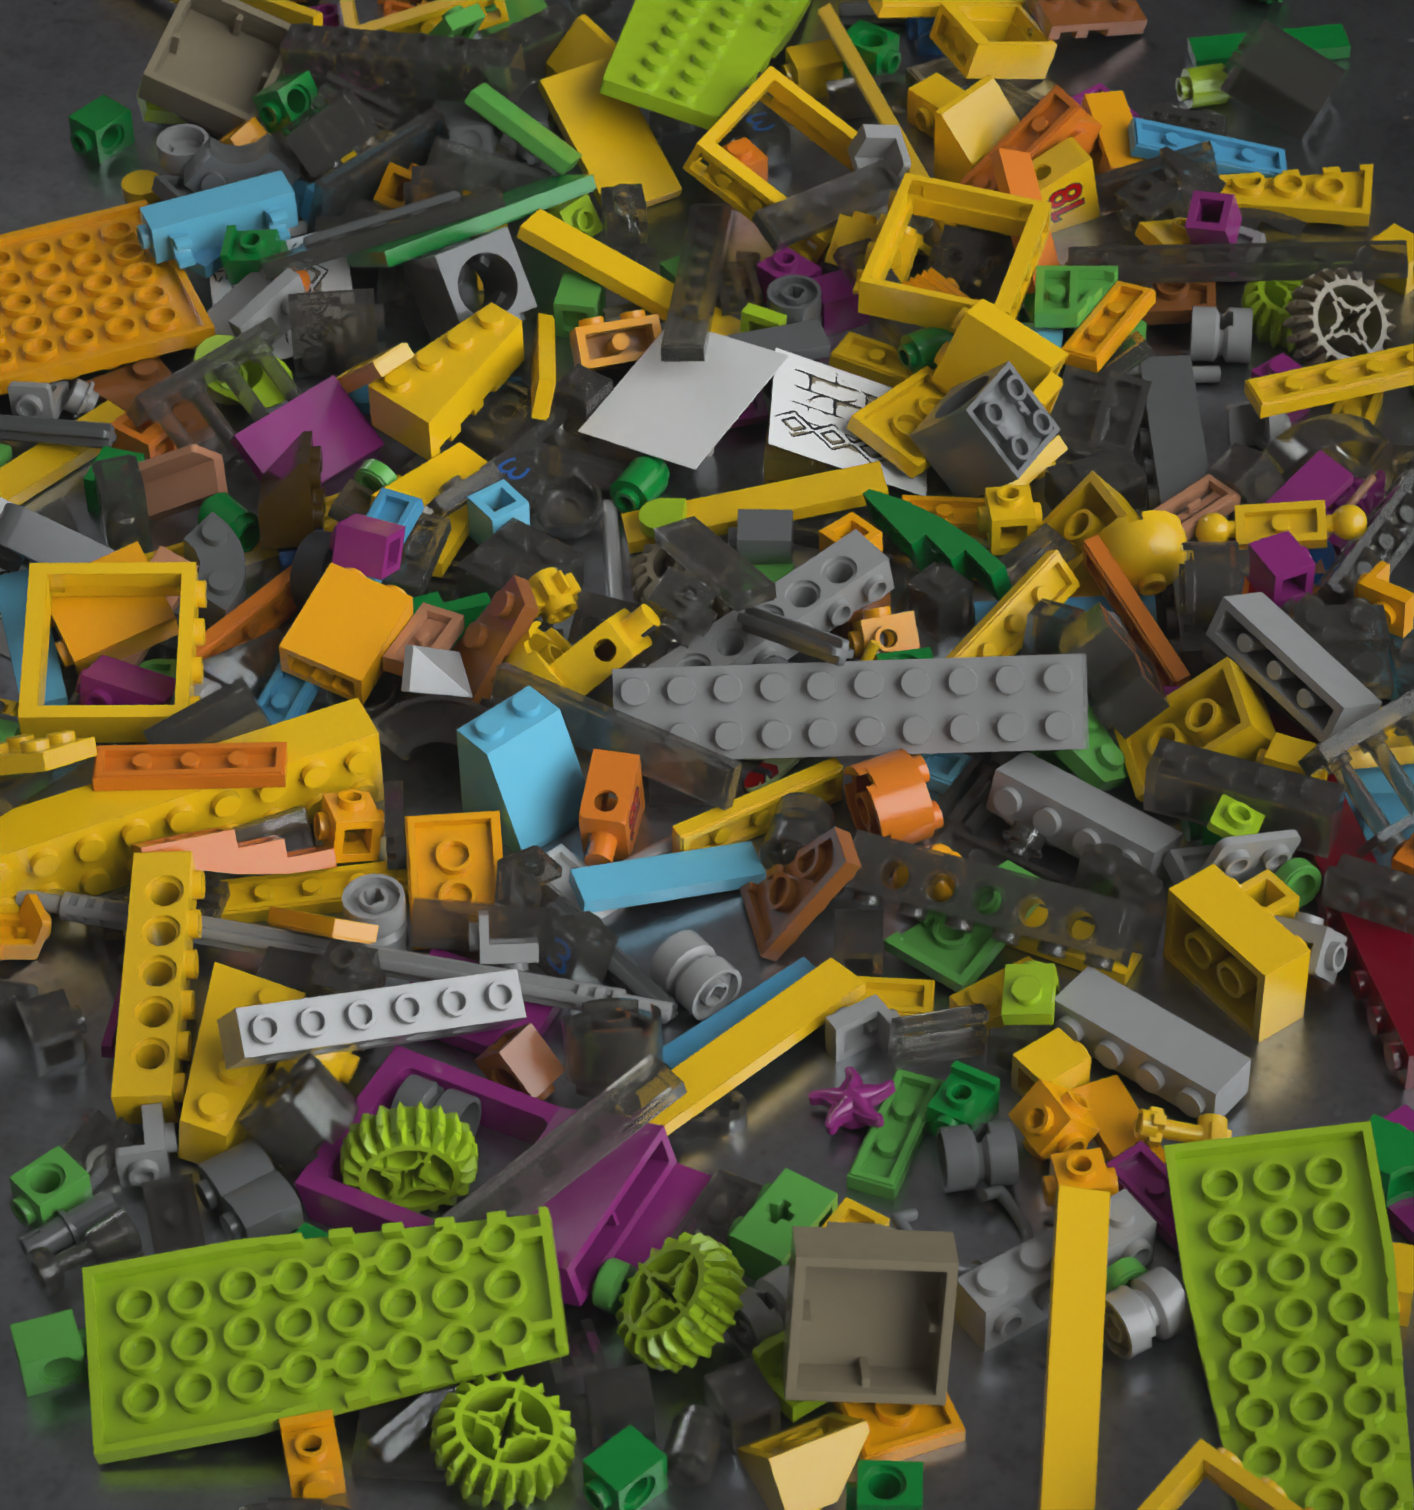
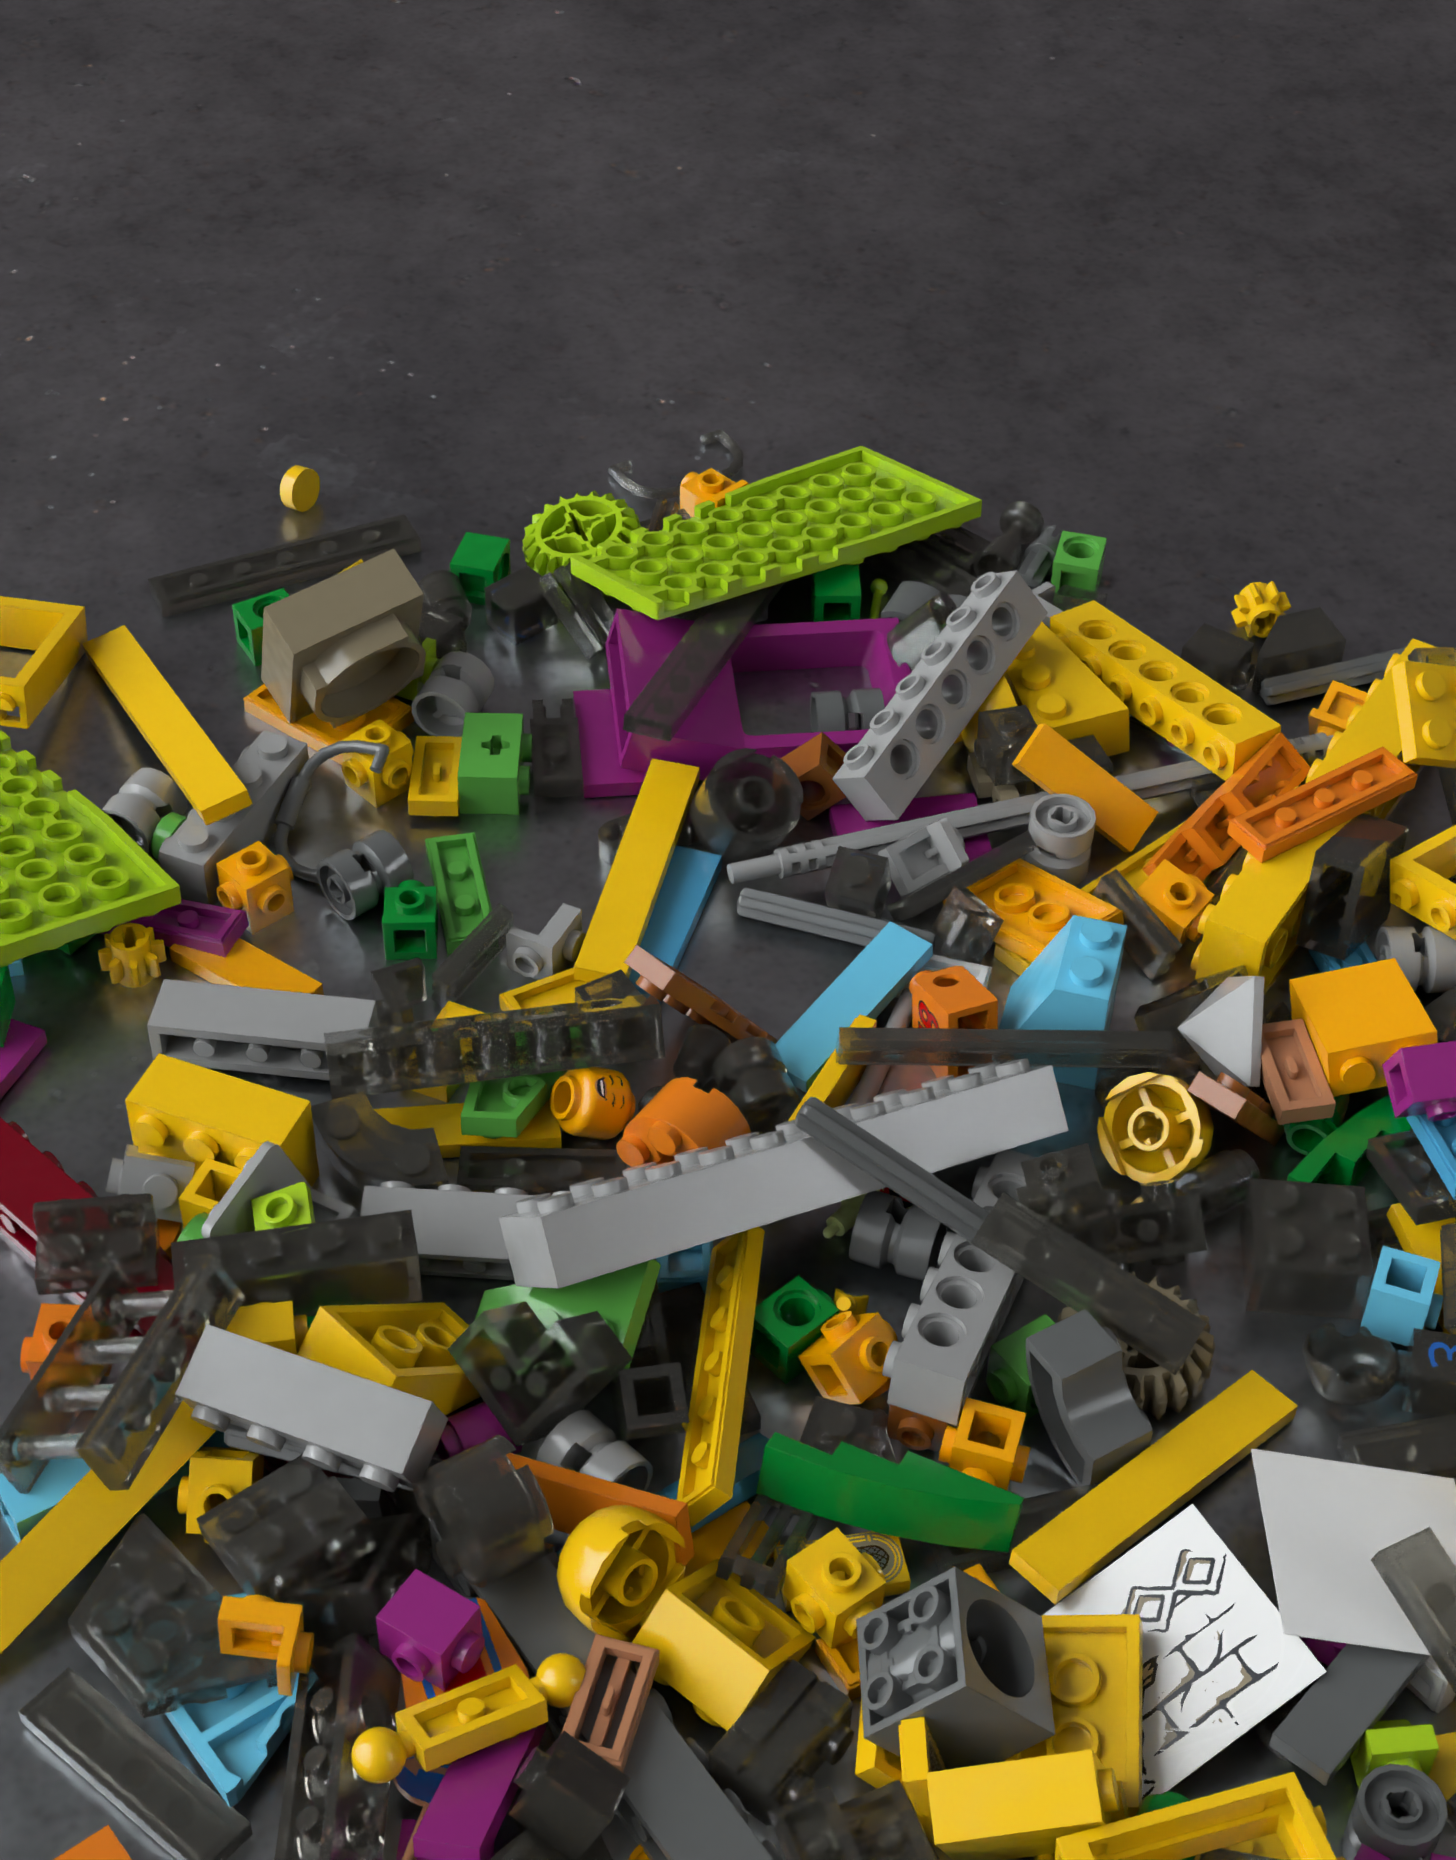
camera: 145 degrees right, 0 degrees up
(50, 1352) = (965, 472): bright green brick -> none
(410, 1156) = (824, 652): lime gear -> none
(555, 594) = (1223, 1180): yellow gear -> none
(606, 648) = (1116, 1136): yellow torso -> none
(611, 1284) = (593, 665): bright green tile -> none
(612, 551) = (1252, 1352): light grey bar -> none
(640, 483) = (1312, 1433): green brick -> none
(660, 513) = (1233, 1396): lime tile -> none
(680, 1302) = (520, 650): lime gear -> none
(695, 975) = (754, 924): light grey wheel -> none
(852, 1102) = (513, 886): magenta animal -> none
(1029, 993) = (400, 990): lime bracket -> none
(1053, 1059) = (347, 969): yellow brick -> none
(1053, 1120) = (311, 925): light orange brick -> none
(1154, 1126) = (216, 958): yellow bar -> none

